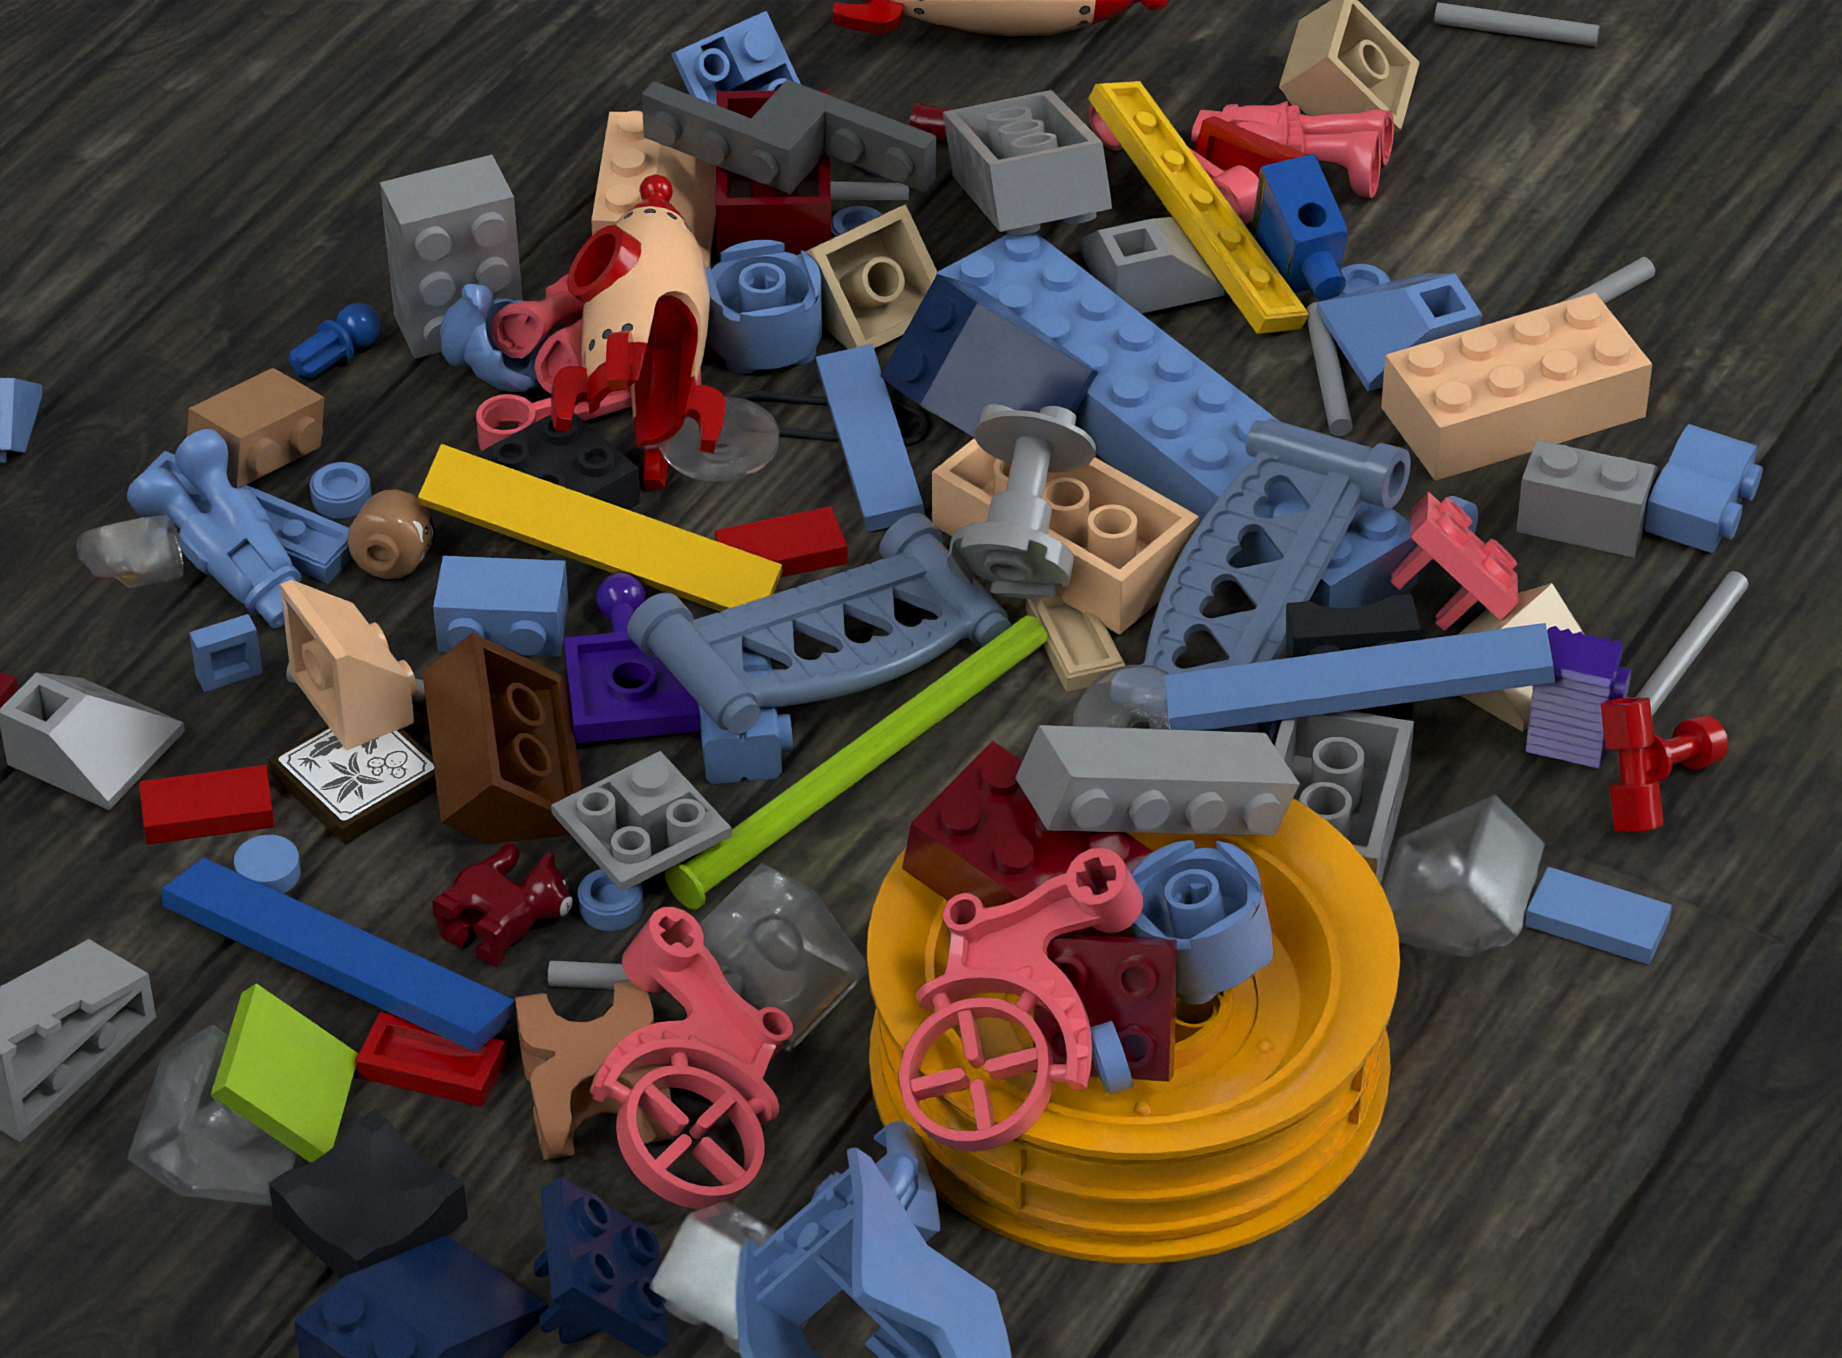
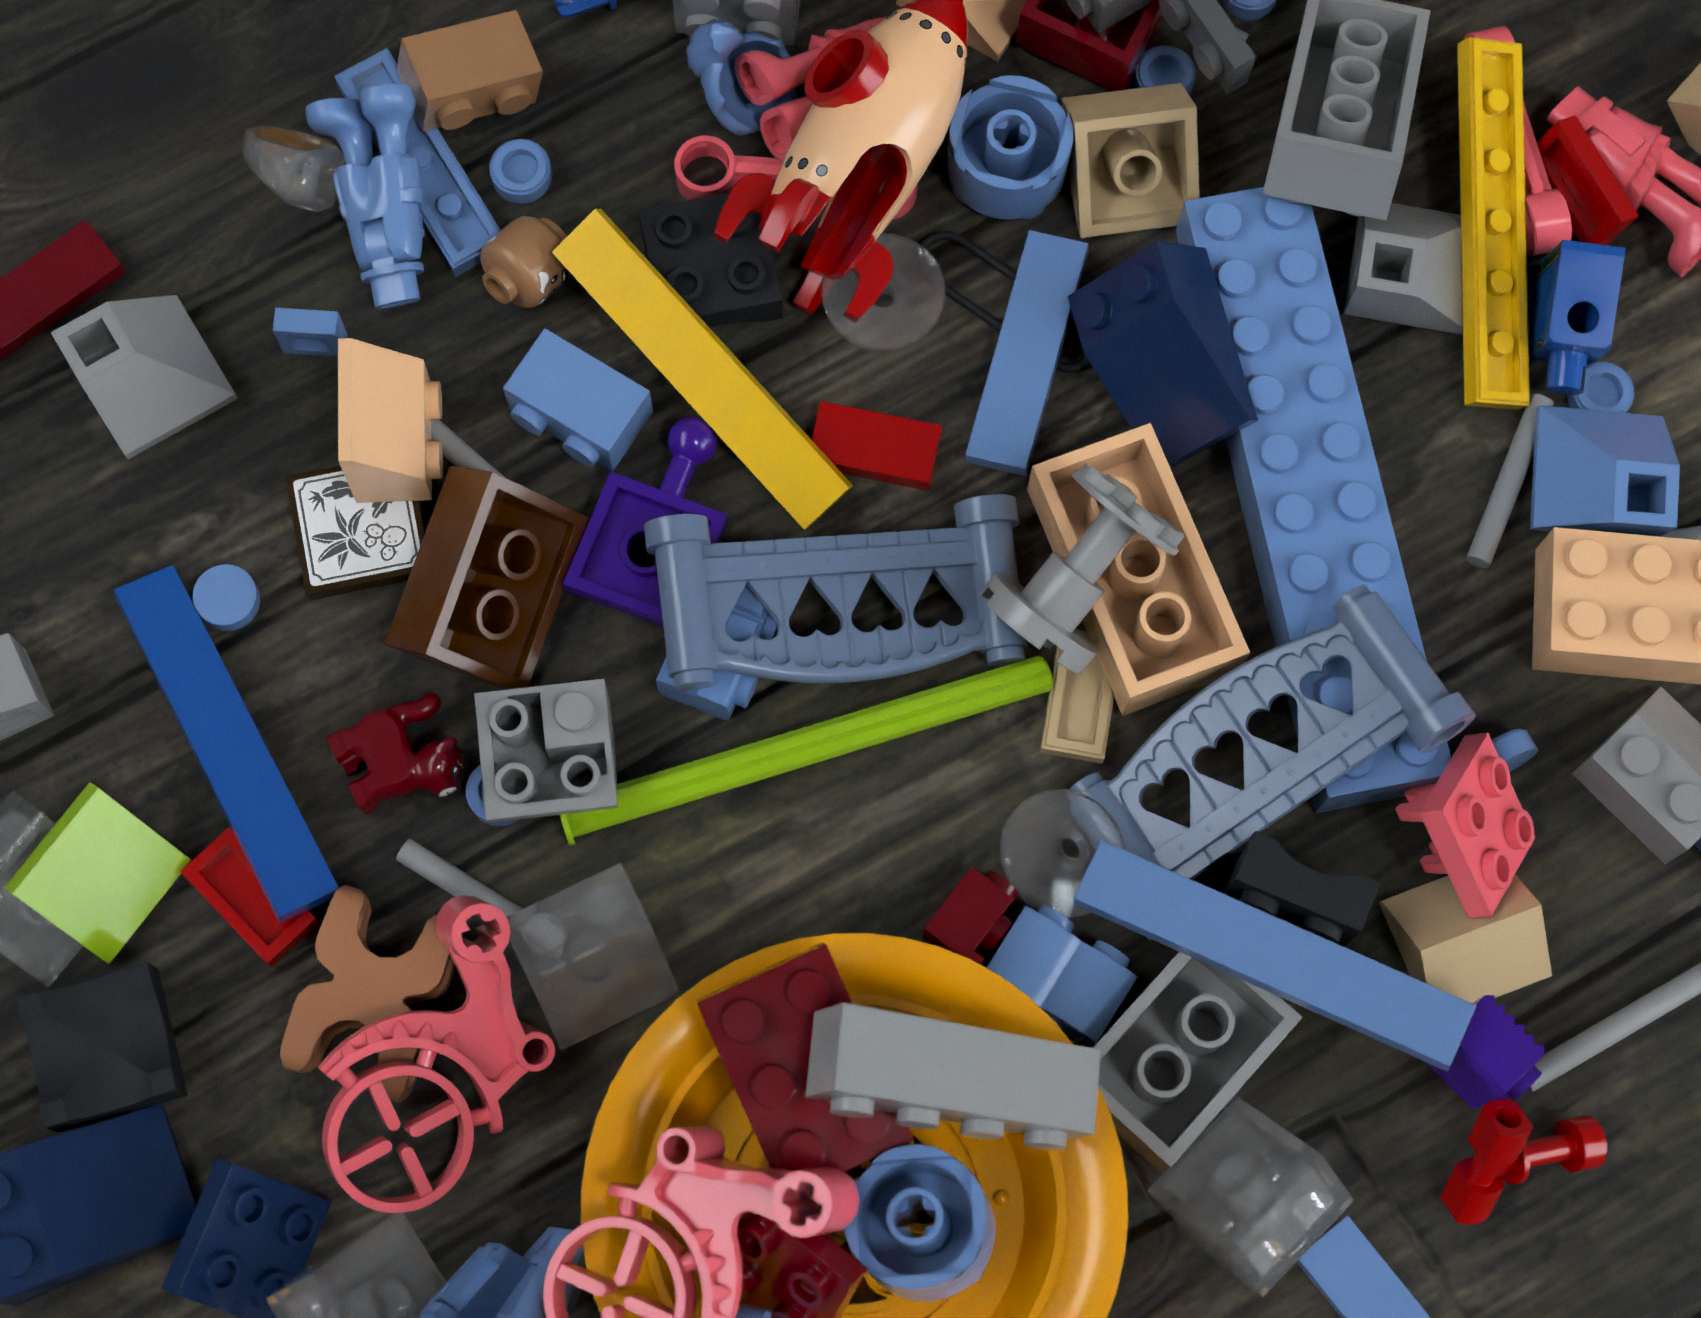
camera: 25 degrees right, 30 degrees up
(206, 804) = (212, 496): red tile -> none

